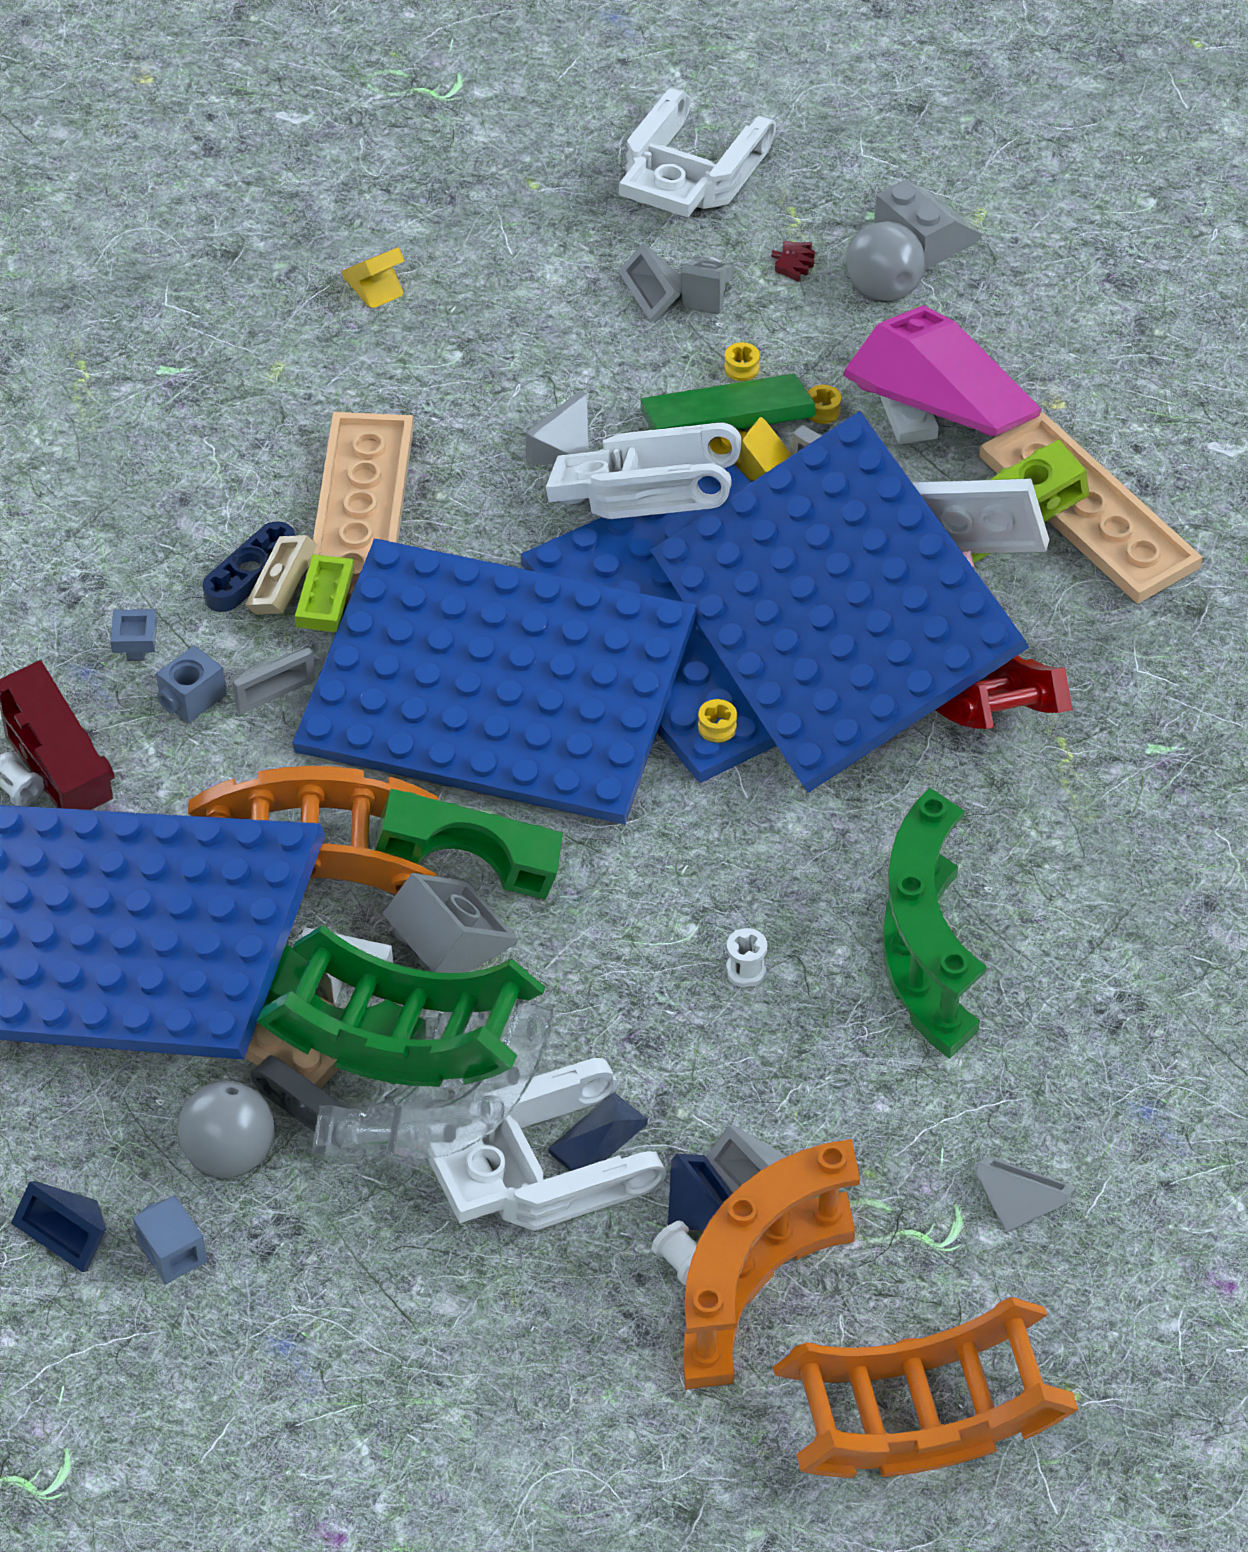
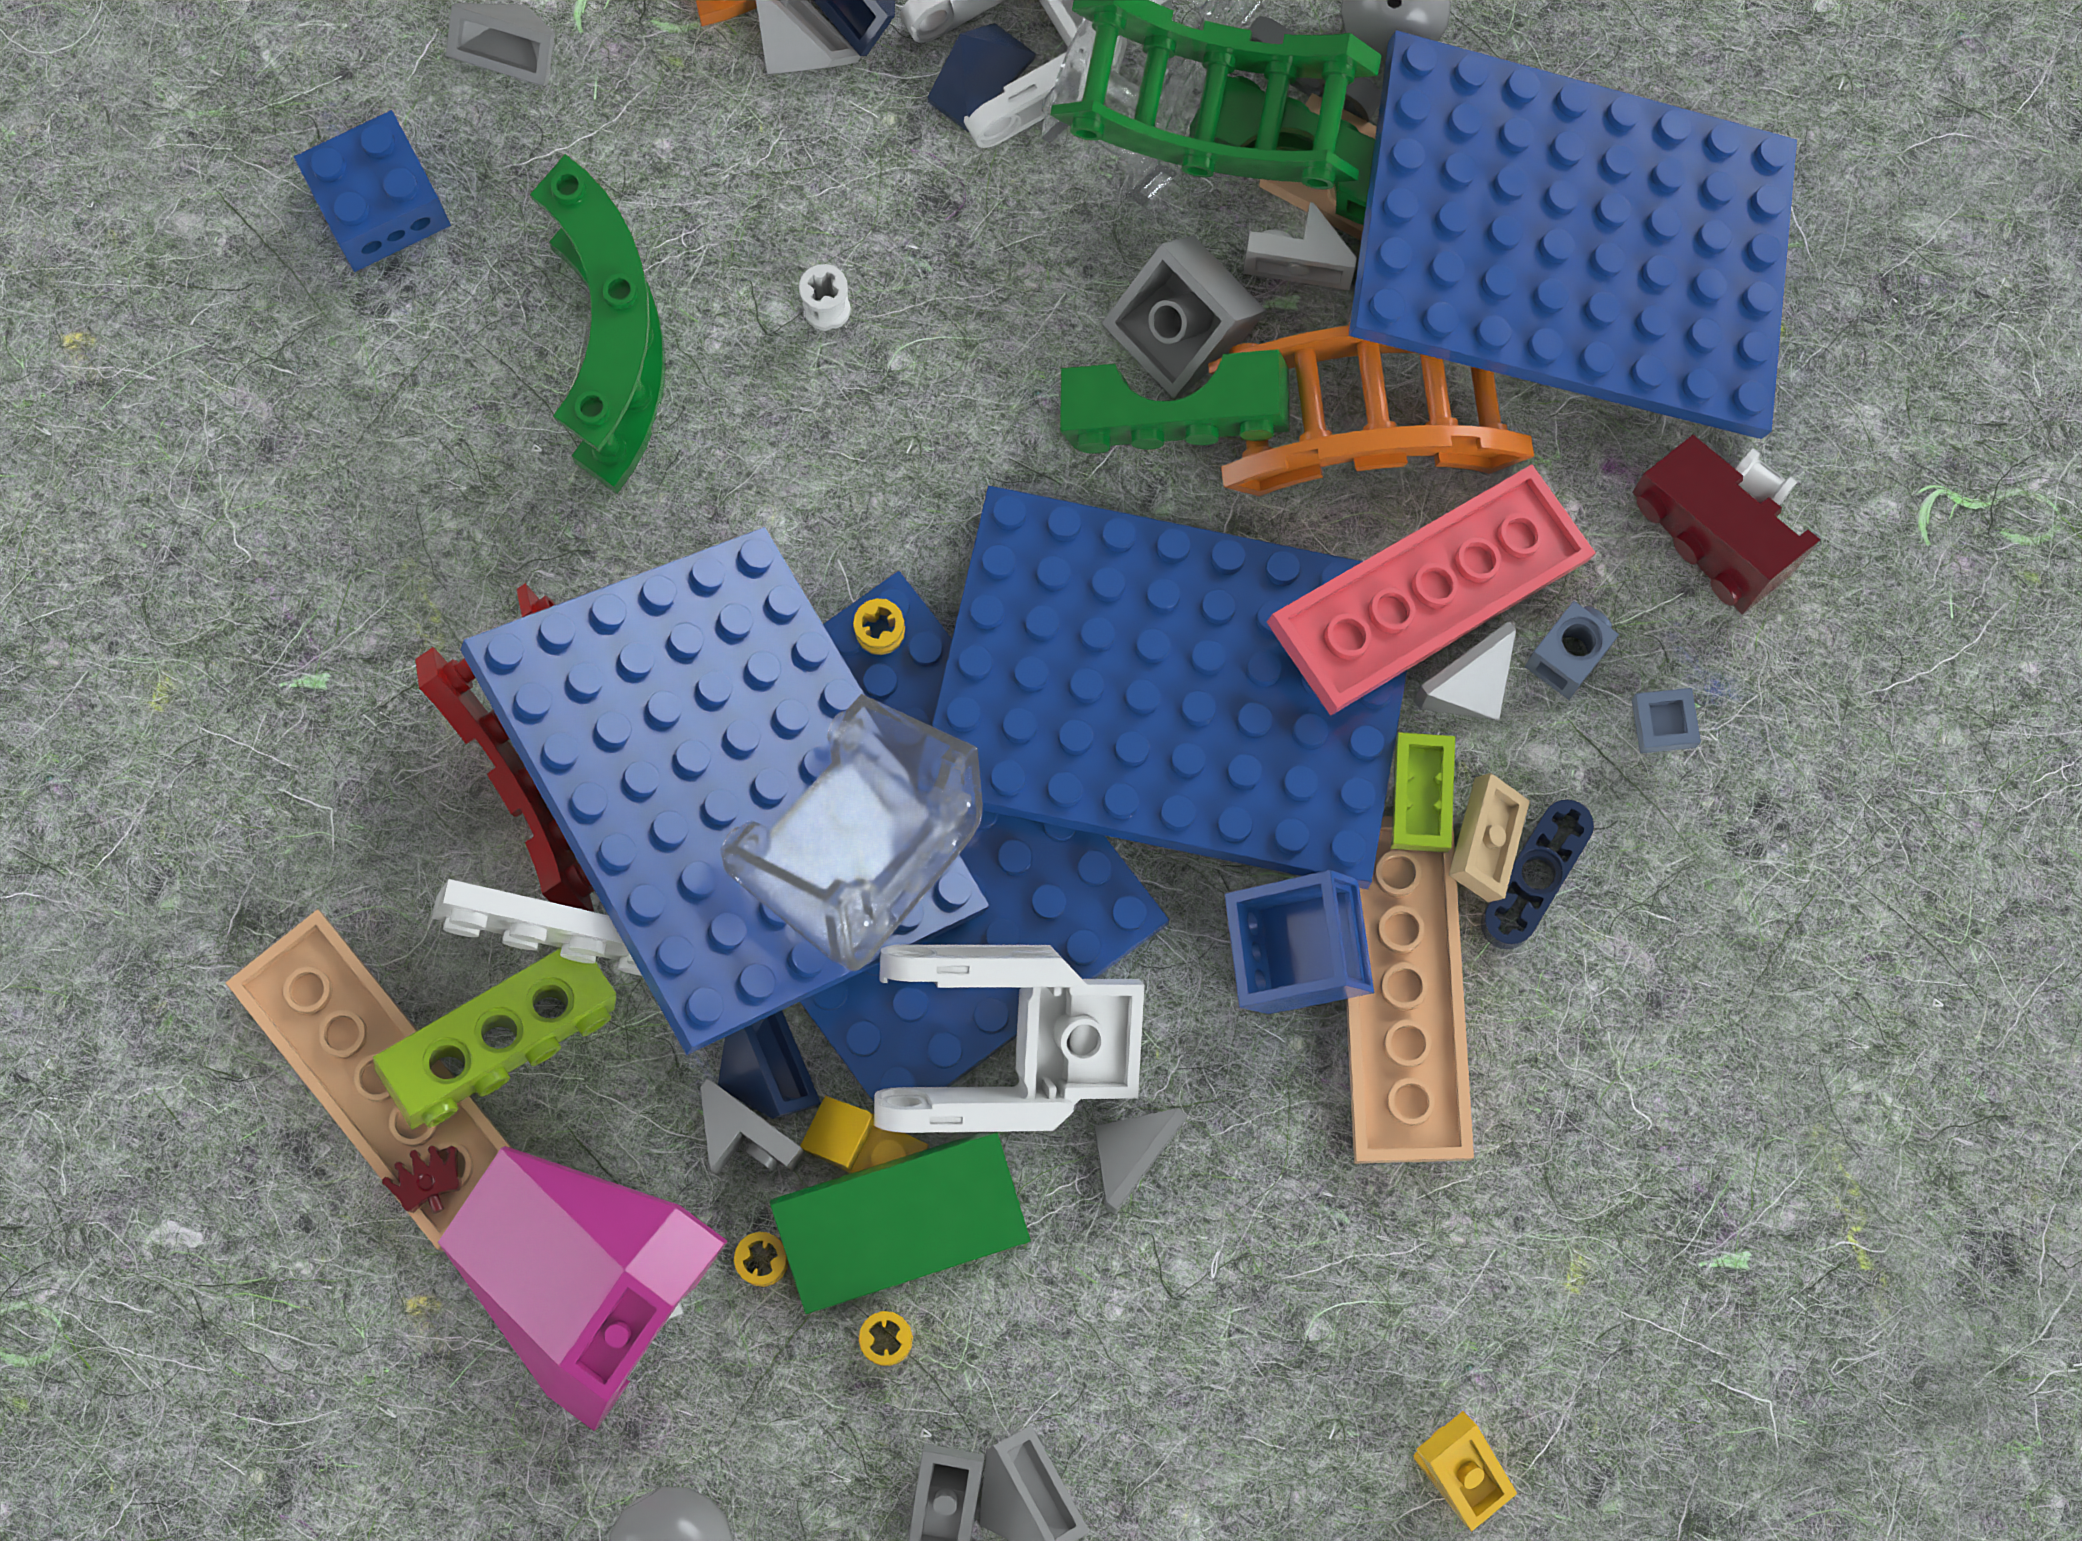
camera: 175 degrees right, 25 degrees up
(291, 708) = (1430, 589): none -> coral plate
(432, 507) = (1299, 942): none -> blue piece
(744, 539) = (864, 833): none -> clear windscreen
(1047, 435) = (426, 1181): none -> dark red piece
(1128, 1053) = (372, 191): none -> blue piece

